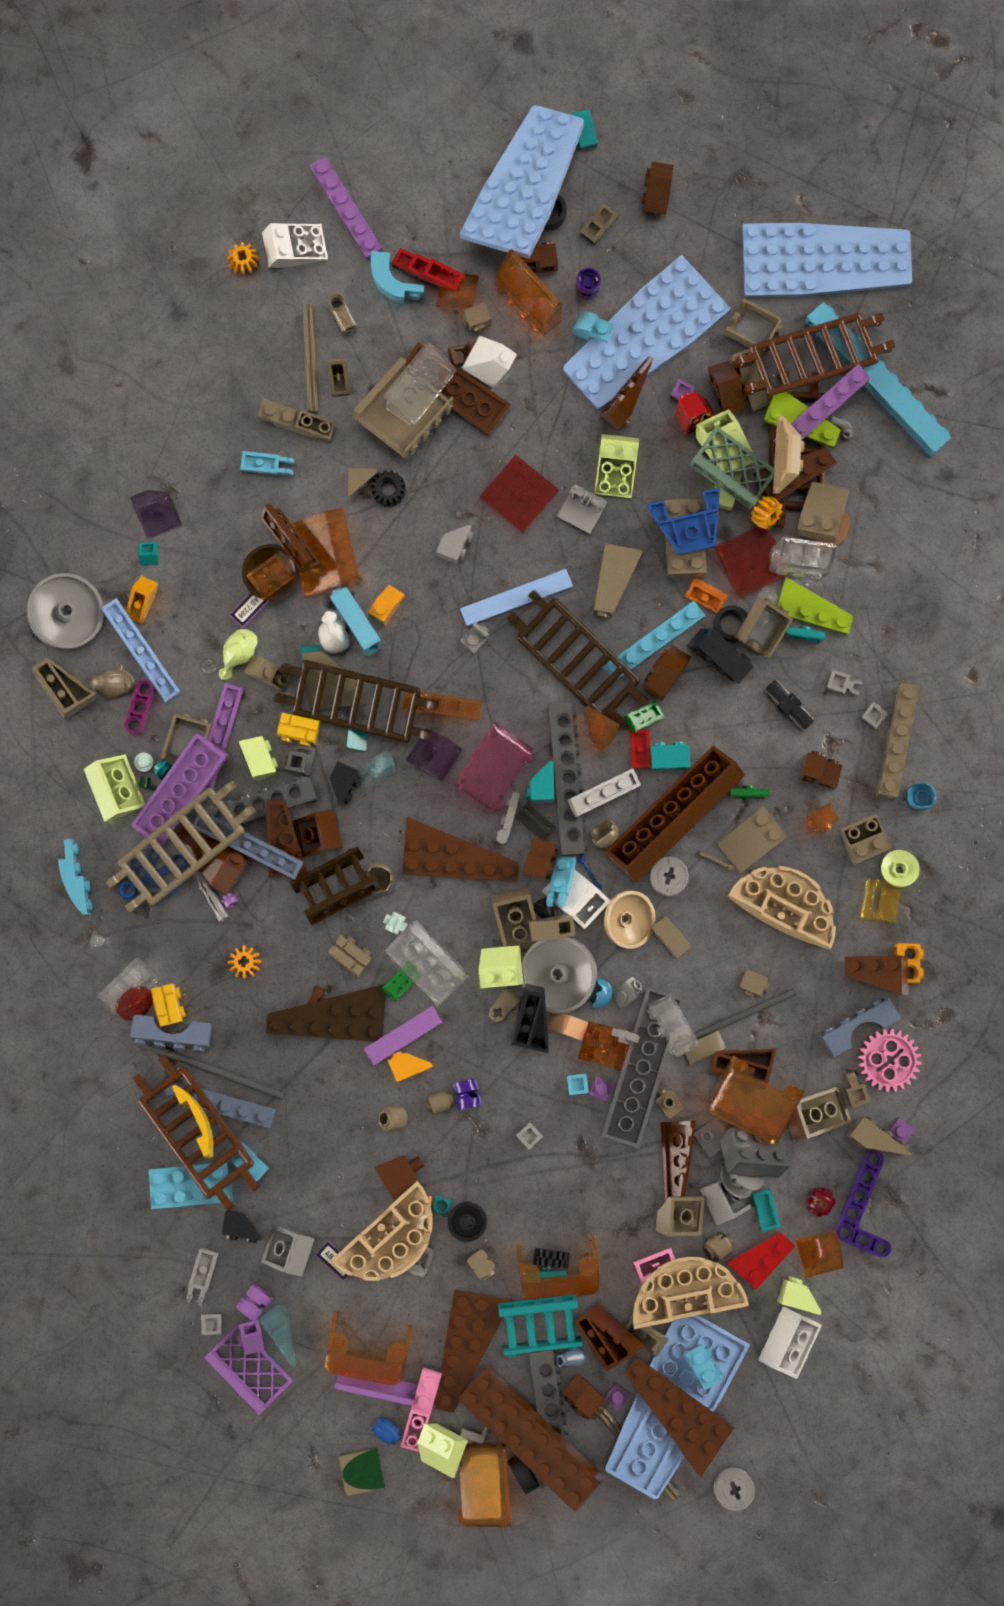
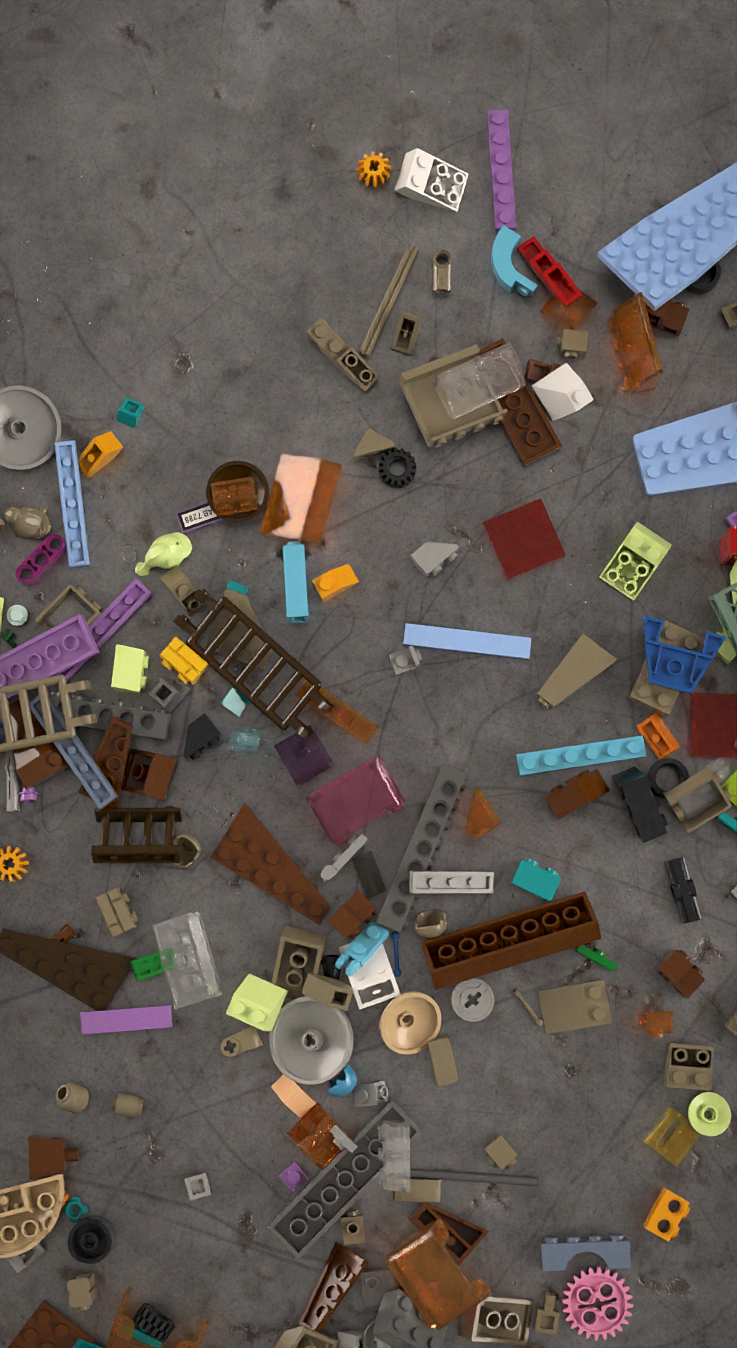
camera: 30 degrees right, 0 degrees up
(155, 511) = (157, 375): clear purple slope -> none
(162, 768) = (31, 631): teal plate -> none
(265, 463) = (289, 381): medium azure hinge -> none
(289, 539) = (273, 468): reddish brown fence -> none
(333, 634) = (267, 585): white piece -> none
(395, 923) = (177, 903): light aqua gear -> none
(407, 1065) = (114, 1051): light orange slope -> none
(467, 1094) = (158, 1112): dark purple wheel -> none
(531, 1020) = (257, 1075): black wedge -> none
(542, 786) = (392, 843): teal slope -> none
(577, 1084) = (272, 1160): medium azure plate -> none
(582, 509) = (579, 586): light grey hinge -> none
(589, 279) = (701, 365): dark purple wheel -> none
(589, 326) = (681, 408): medium azure brick -> none
(594, 642) = (527, 745): dark brown bar -> none
(623, 403) = (675, 501): reddish brown wedge -> none
(640, 749) = (511, 856): red plate -> none
(644, 716) = (531, 826): plate -> none
(787, 903) = (578, 1089): tan brick -> none
(880, 971) = (633, 1209): reddish brown wedge -> none

